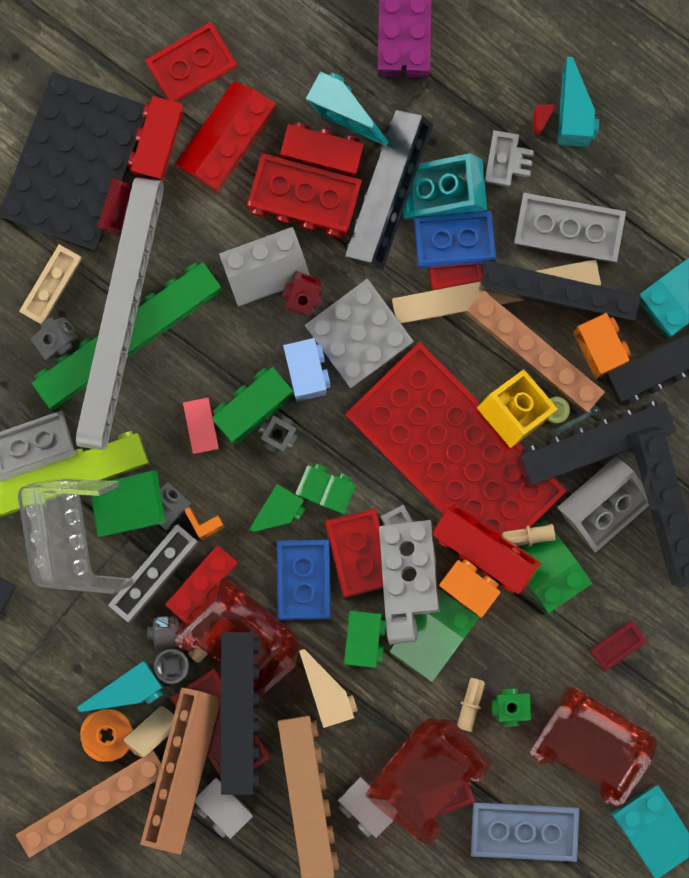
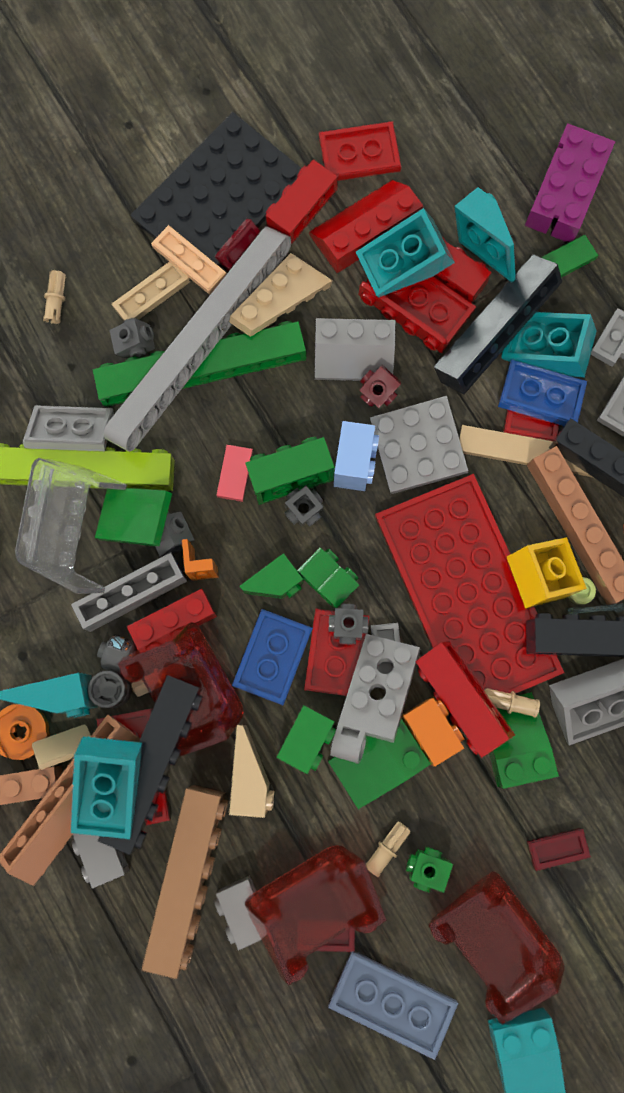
camera: 25 degrees right, 5 degrees down
(75, 240) = (188, 259): none -> light nougat tile
(176, 234) = (279, 293): none -> tan wing
(210, 746) = (105, 787): none -> teal slope
(278, 162) = (405, 254): none -> teal slope
(360, 535) = (344, 634): none -> dark grey brick
(431, 94) = (573, 255): none -> green tile

